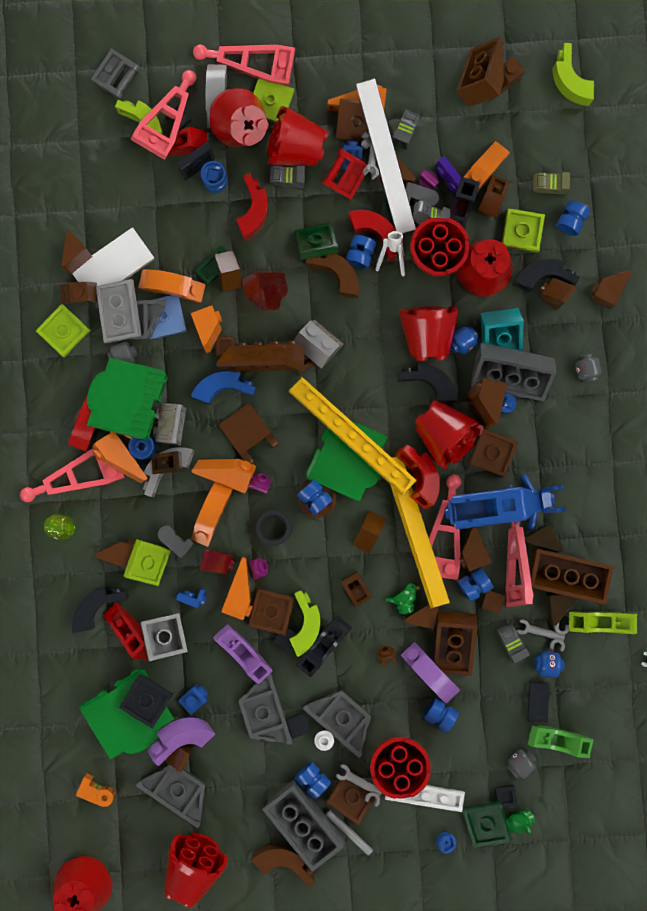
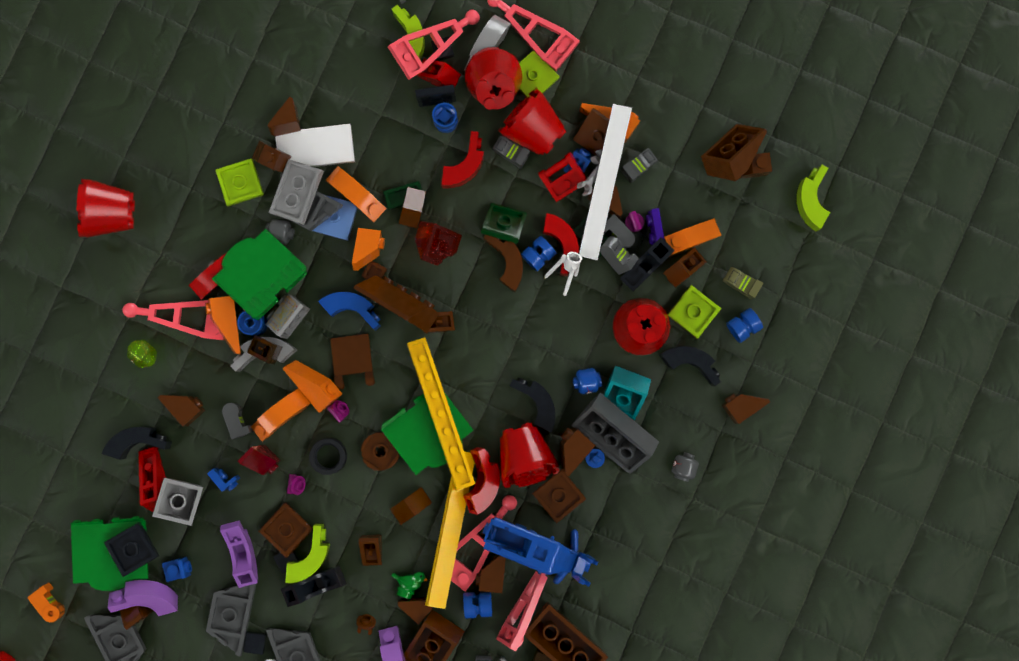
camera: 35 degrees right, 0 degrees up
(147, 562) = (200, 427): lime plate -> none
(239, 596) = (266, 499): orange slope -> none
(314, 497) = (377, 450): blue wheel -> none
(318, 343) = (456, 314): light grey slope -> none
(429, 330) = (559, 356): red cone -> none
(446, 240) = (613, 277): red cone -> none
(493, 601) = (486, 628): reddish brown tile -> none
(544, 538) = (561, 596): dark brown slope -> none
(556, 293) = (692, 384): reddish brown slope -> none

